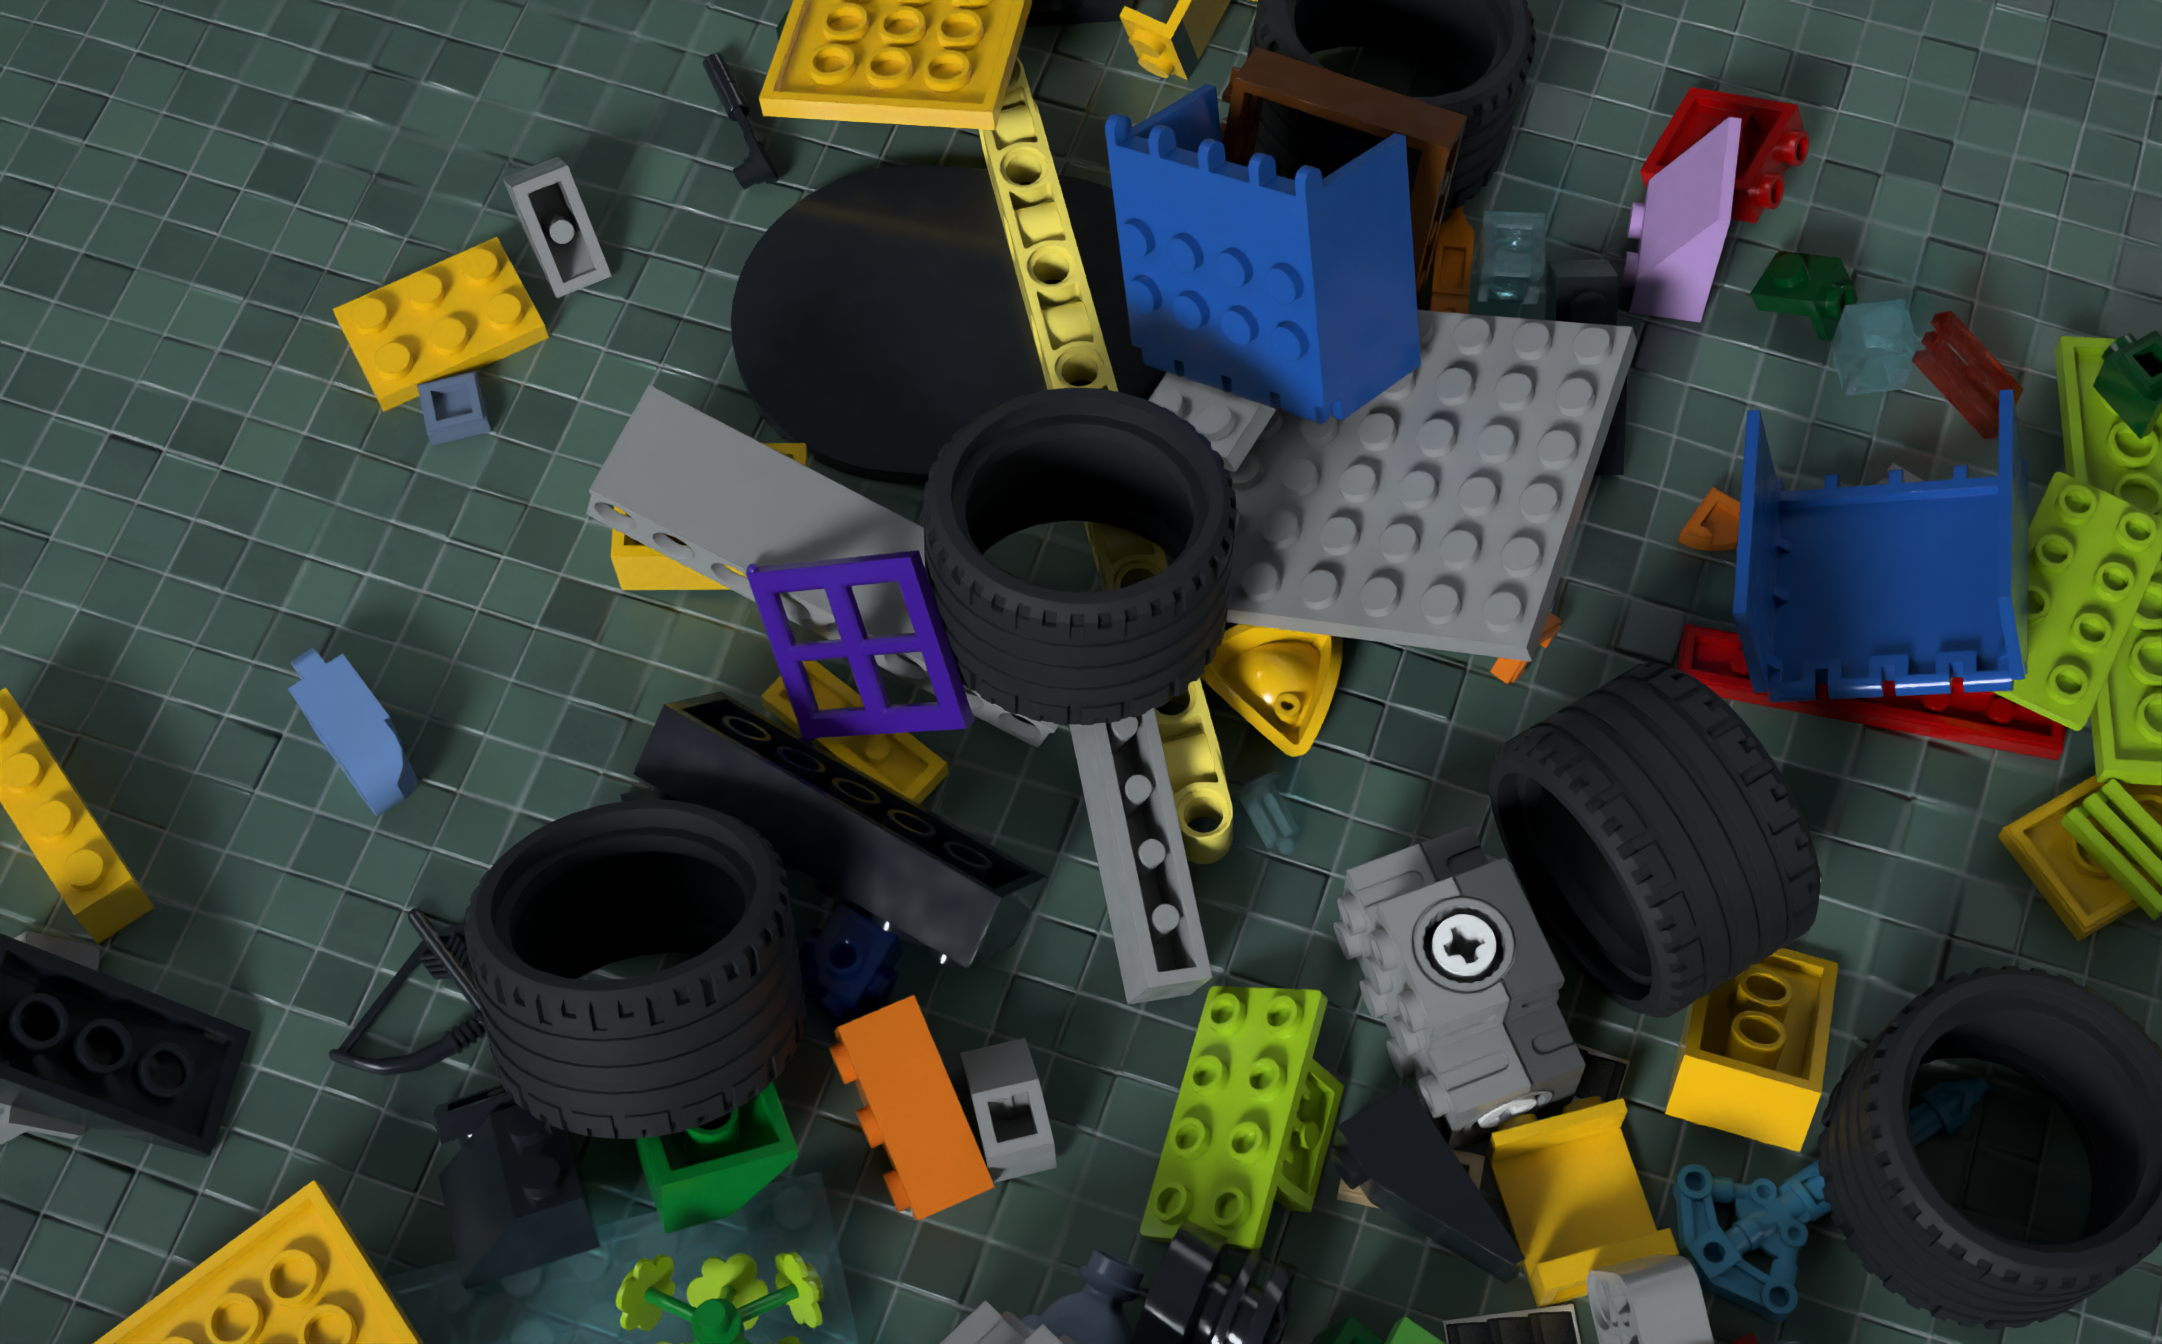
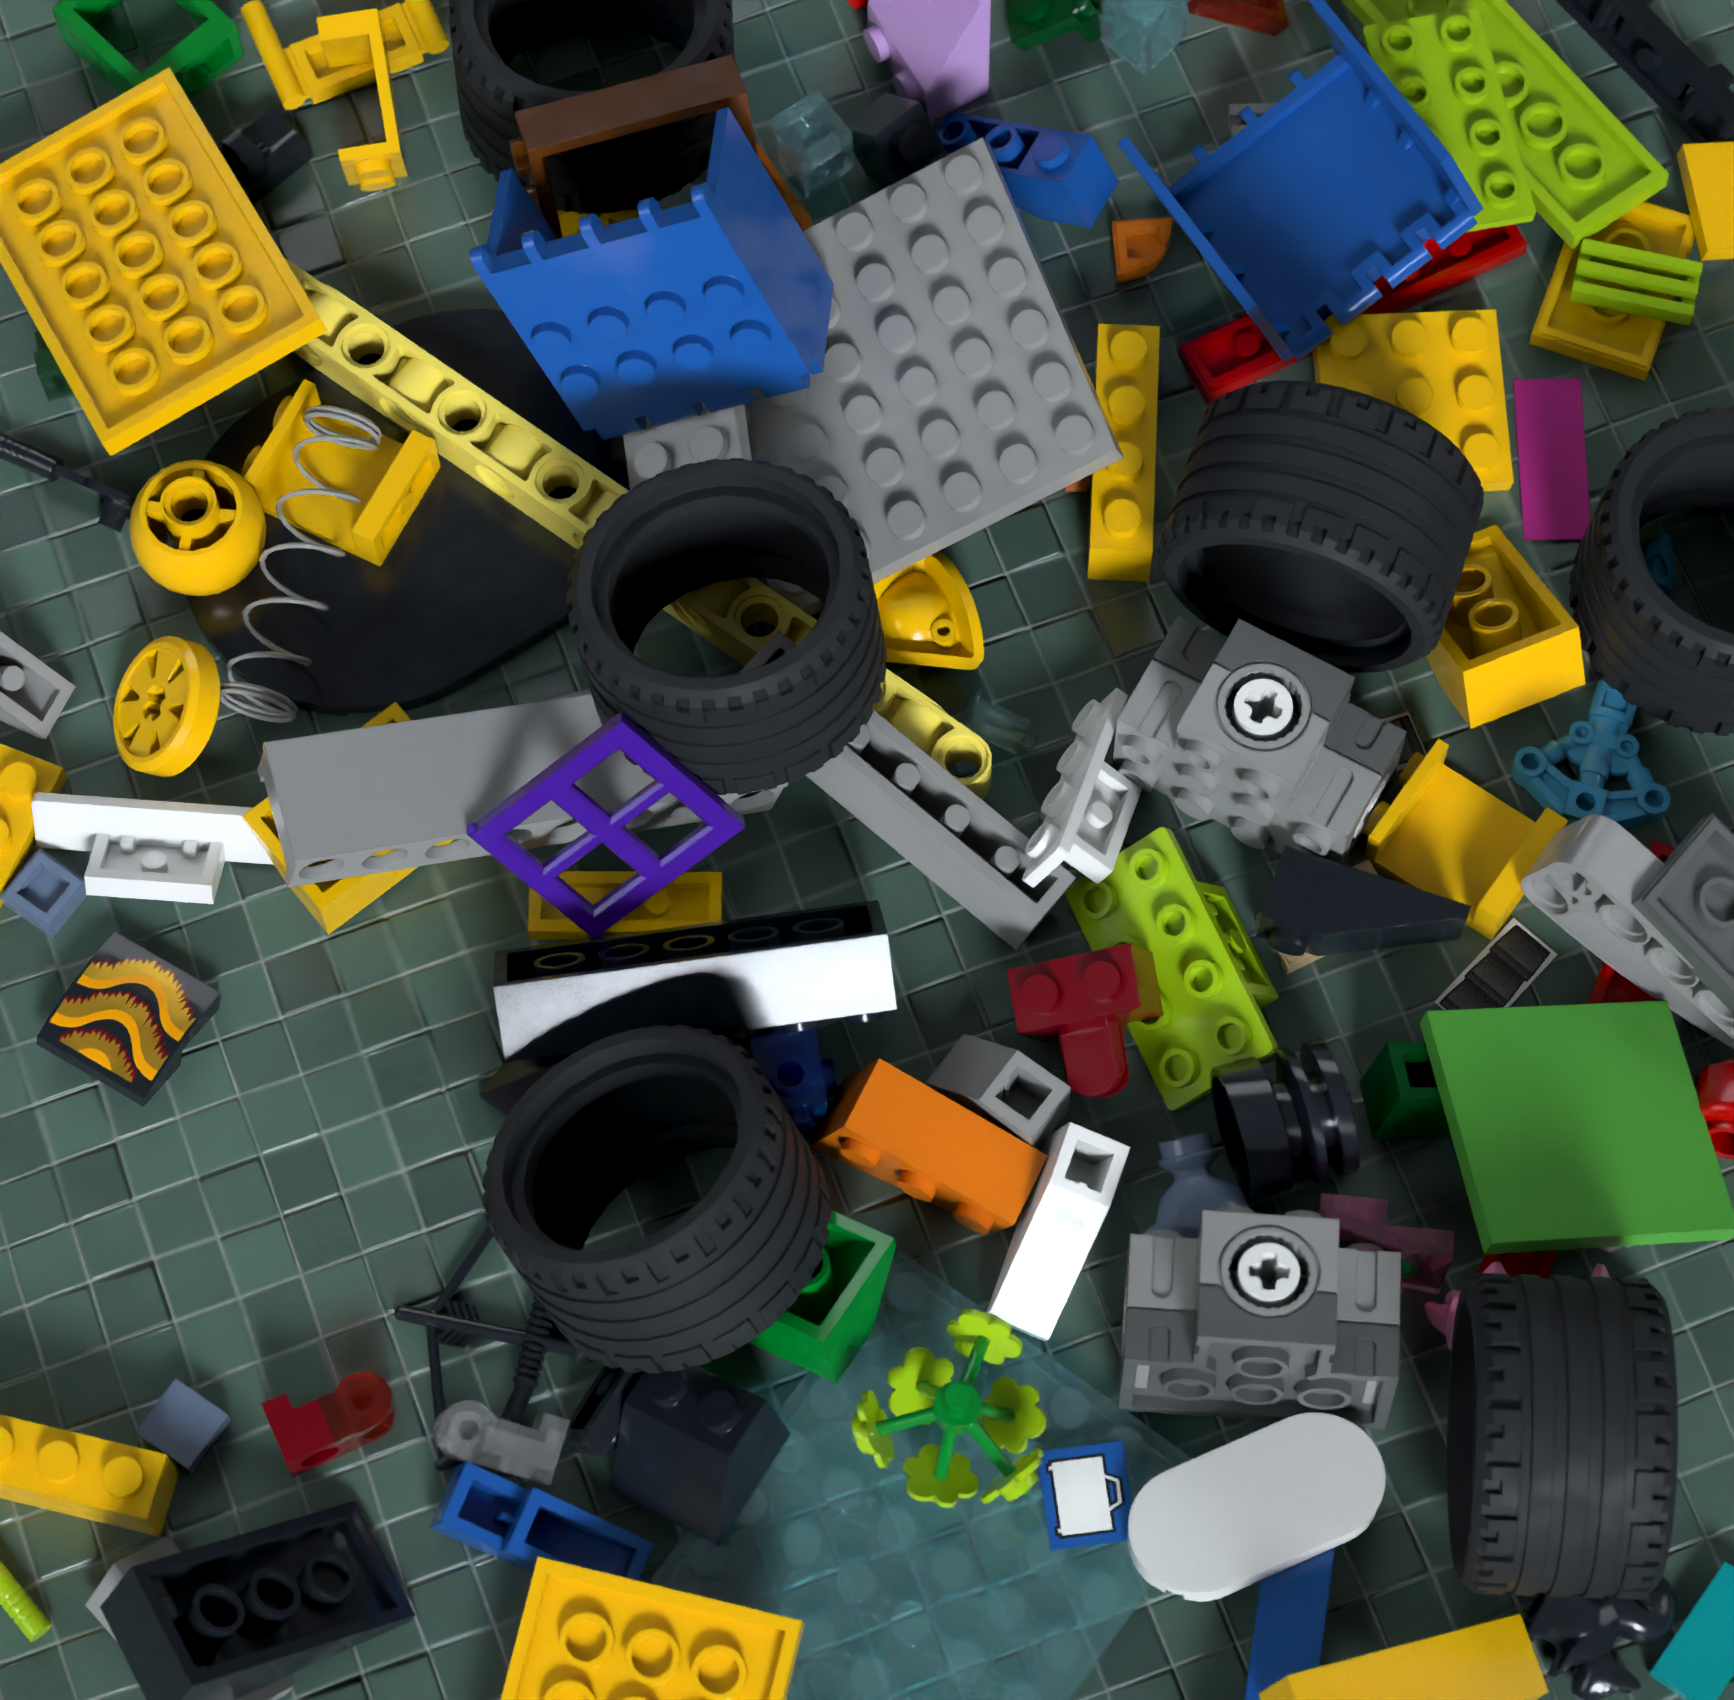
camera: 40 degrees left, 5 degrees up
(184, 873) = (183, 1426): none -> sand blue tile
(279, 957) = (332, 1424): none -> leg
(352, 1165) = (531, 1524): none -> blue slope
(354, 729) = (221, 1207): medium blue piece -> none
(368, 1056) = (475, 1435): none -> clear leg
(422, 541) = (128, 1018): none -> slope
(543, 420) = (147, 844): none -> white bracket
(649, 330) = (166, 706): none -> yellow wheel
(709, 363) = (253, 691): none -> light grey piece
(785, 215) = (212, 550): none -> yellow wheel
(928, 253) = (385, 479): none -> yellow panel
(950, 1255) = (1057, 1228): none -> white slope
(1133, 1092) = (1087, 1008): none -> dark red brick
(1270, 935) = (1088, 805): none -> white bracket
(1569, 662) = (1125, 491): none -> yellow brick
(1683, 401) = (1046, 169): none -> blue slope
(1871, 804) = (1436, 368): none -> yellow plate
(1938, 938) = (1552, 458): none -> dark pink sticker

